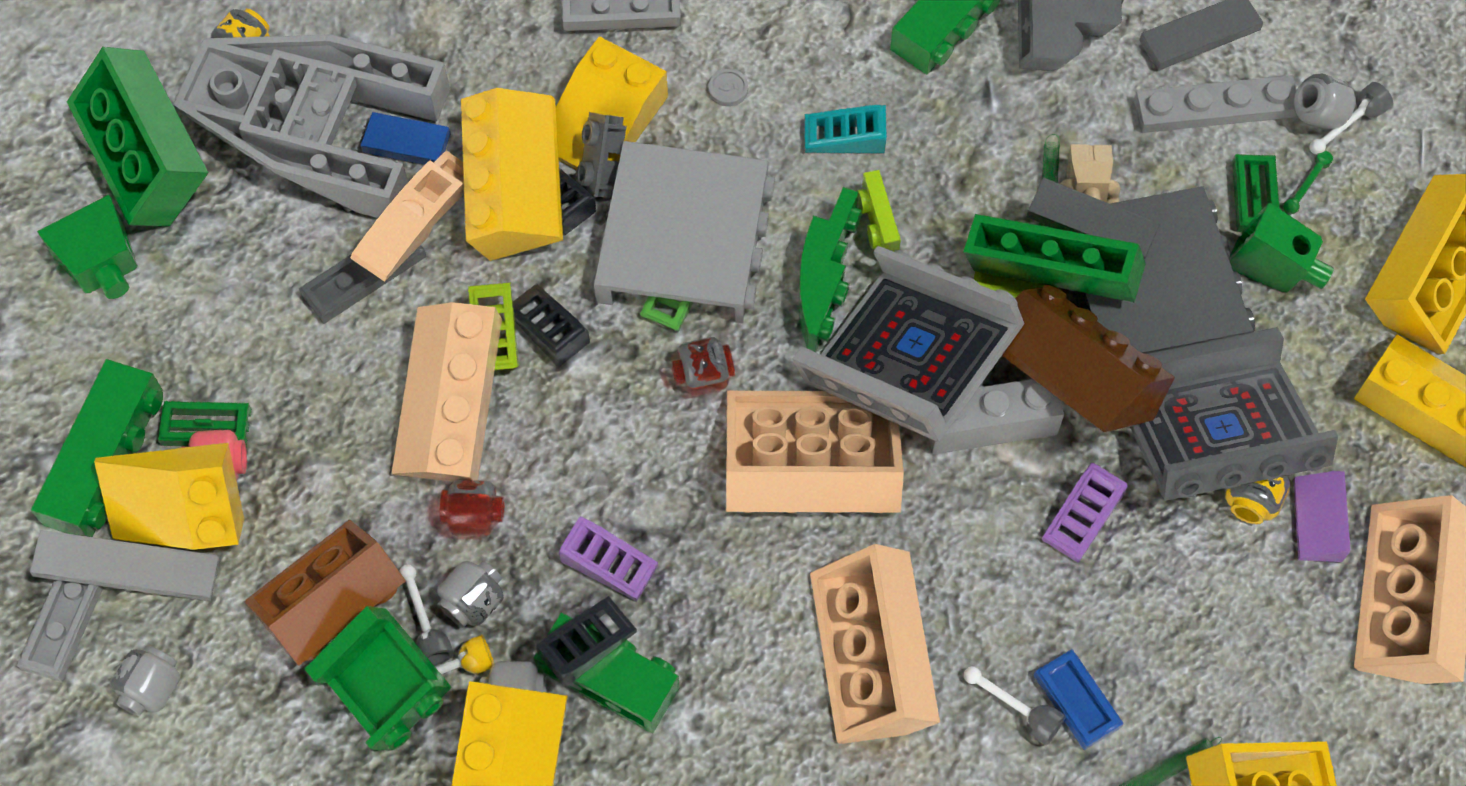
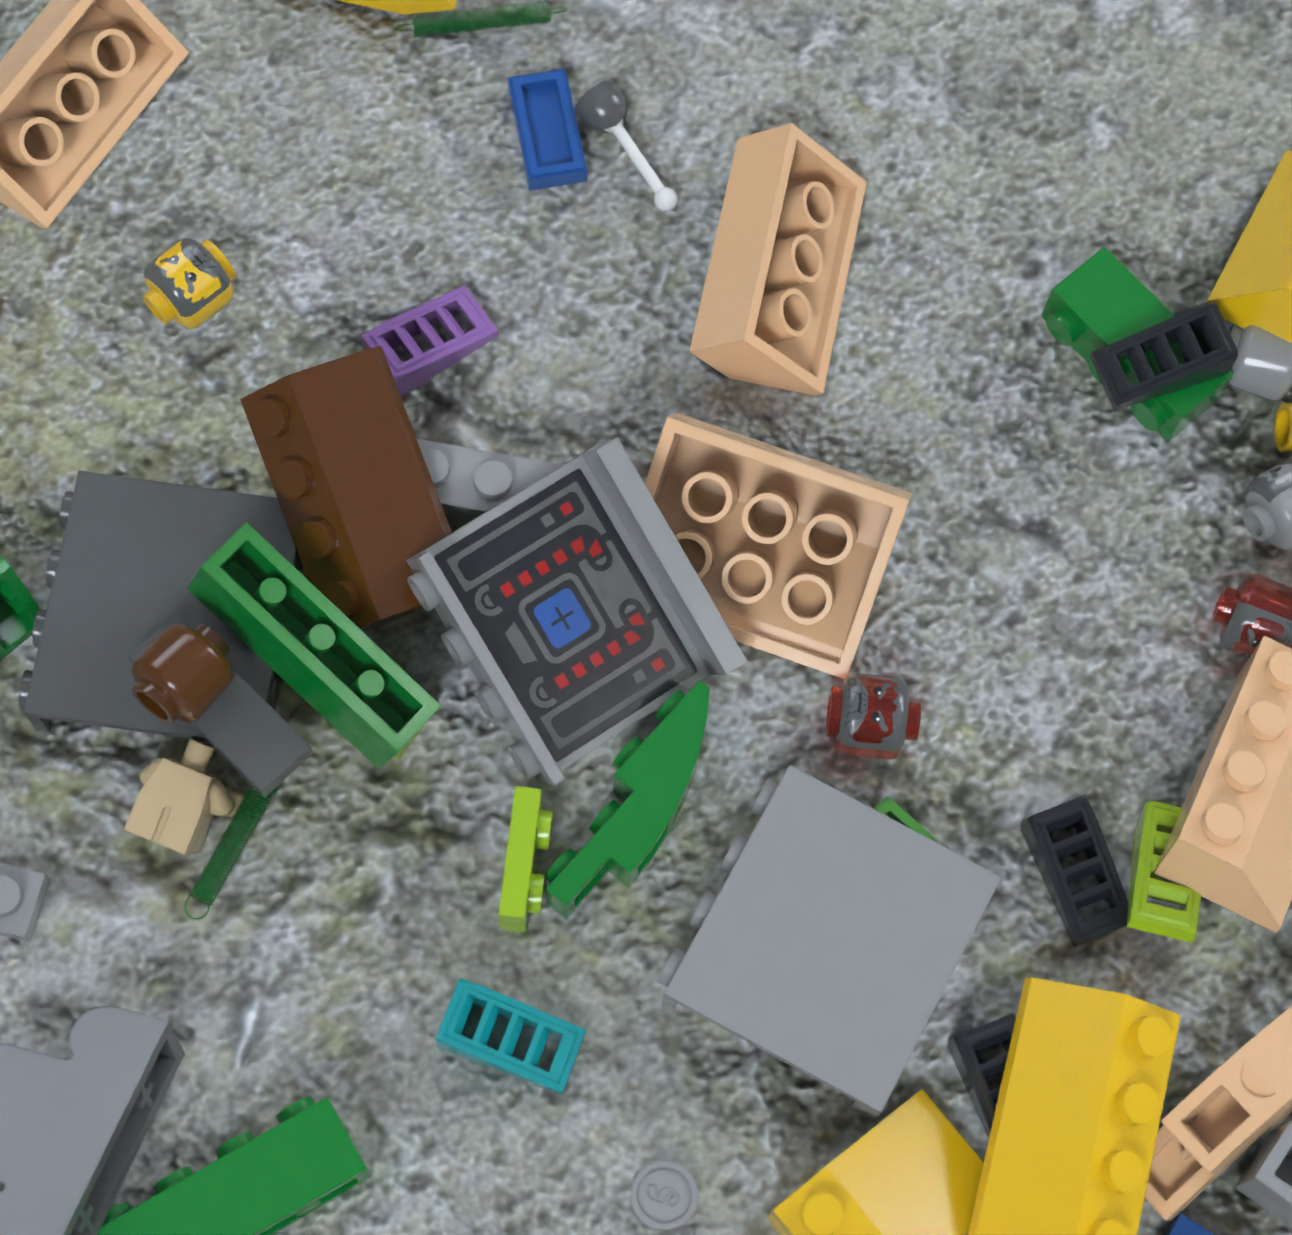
camera: 165 degrees left, 5 degrees up
(600, 137) = (921, 1110): dark grey hinge -> none
(600, 537) = (1089, 524): medium lavender slope -> none
(1120, 206) = (182, 673): none -> reddish brown head
(1229, 418) = (168, 353): panel -> none
(1322, 517) = (122, 229): medium lavender slope -> none

